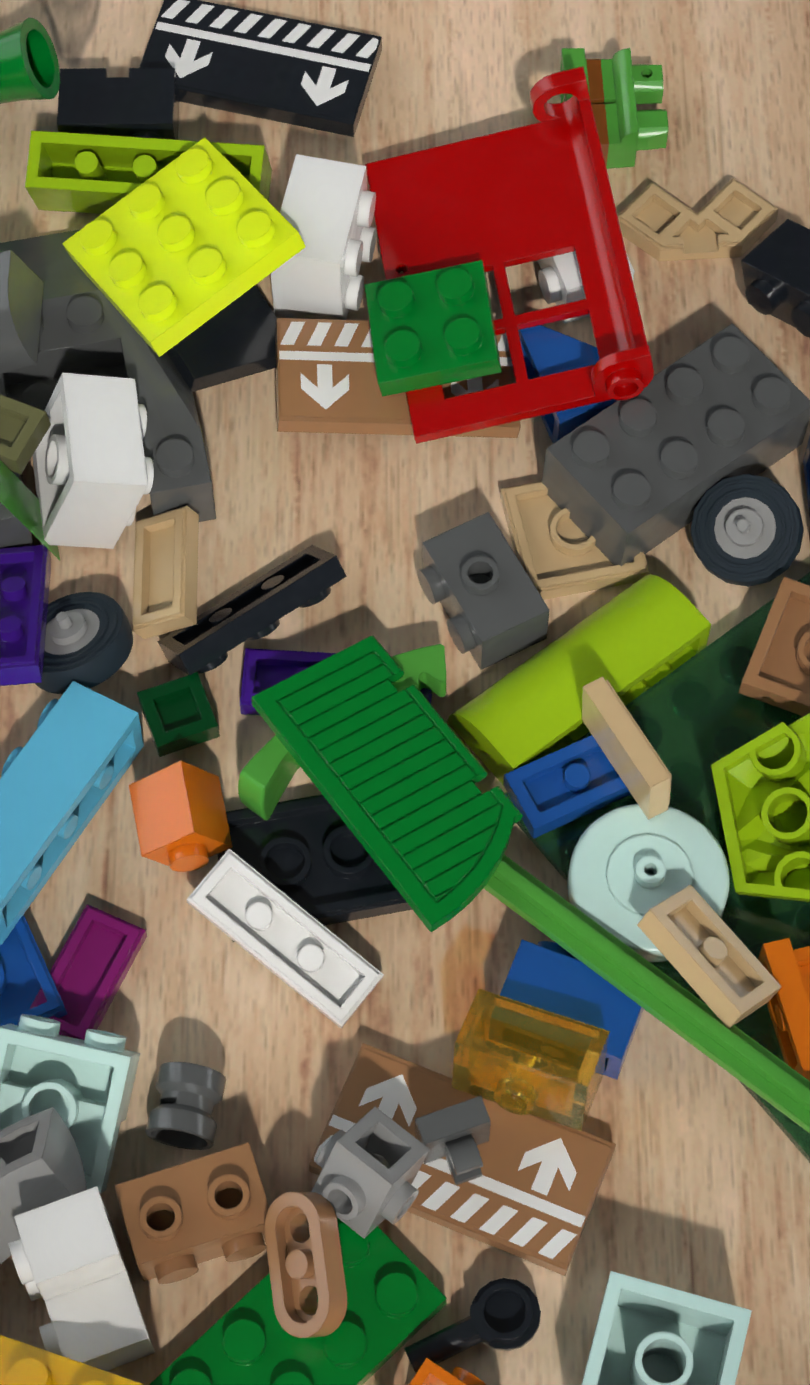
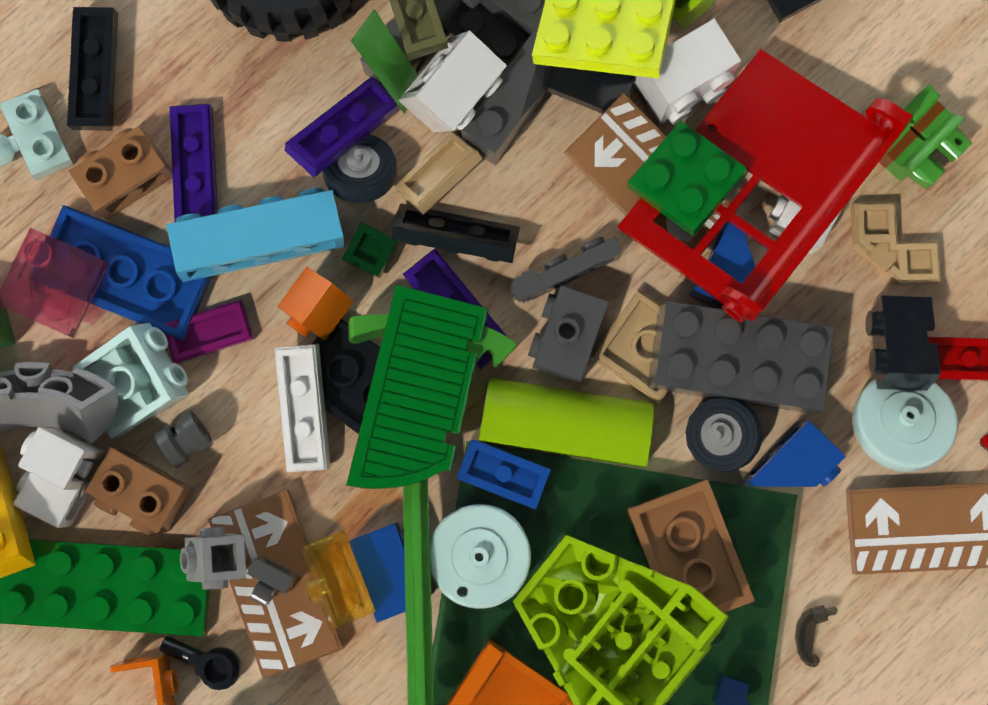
camera: 50 degrees right, 20 degrees up
(305, 1264) = (148, 568): medium nougat plate -> none
(402, 541) = (564, 270): none -> dark grey hinge
(626, 747) = (531, 490): tan tile -> none
(709, 956) = (455, 626): tan plate -> none

